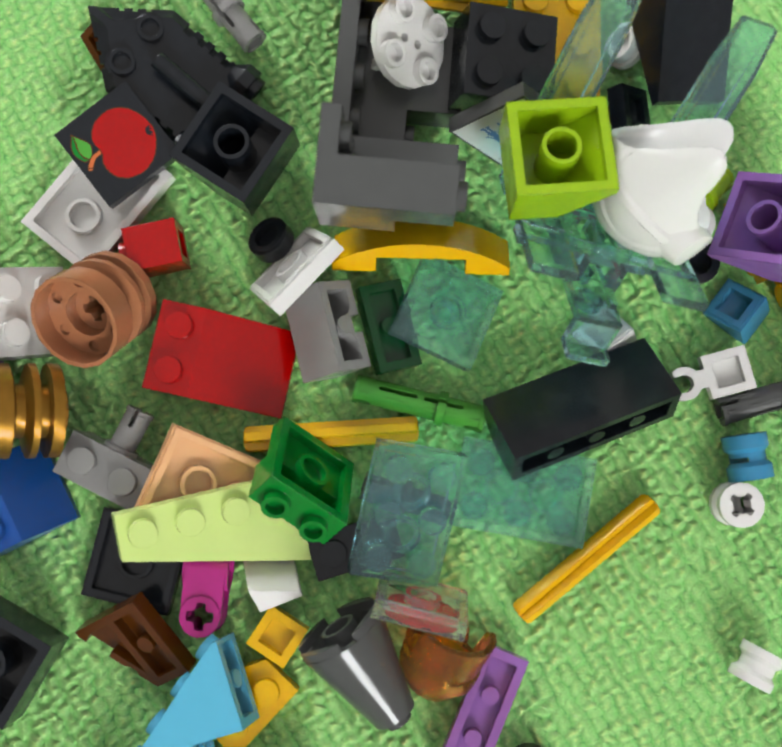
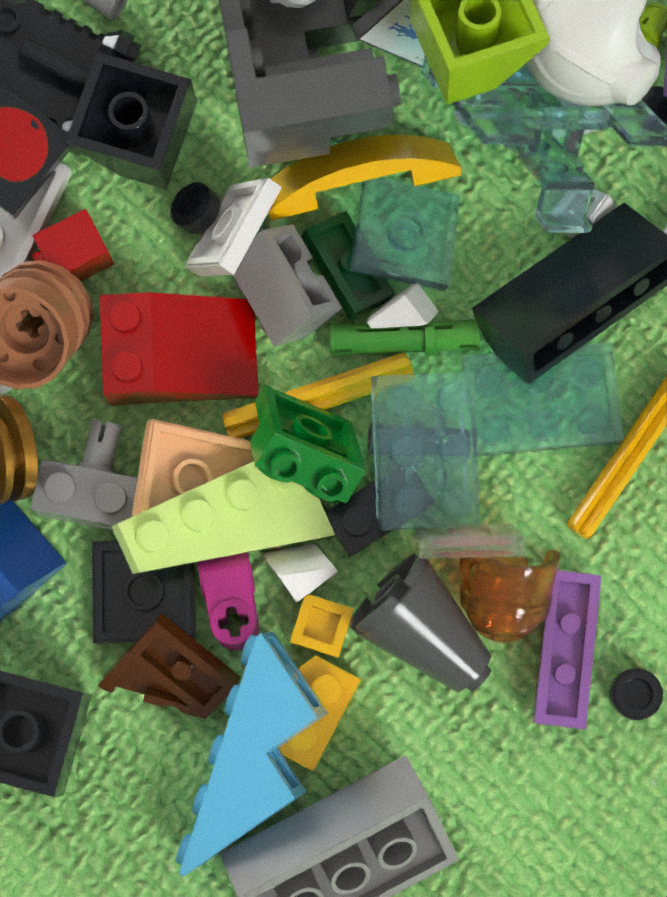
camera: 20 degrees left, 5 degrees down
(425, 382) = (406, 309): none -> white slope

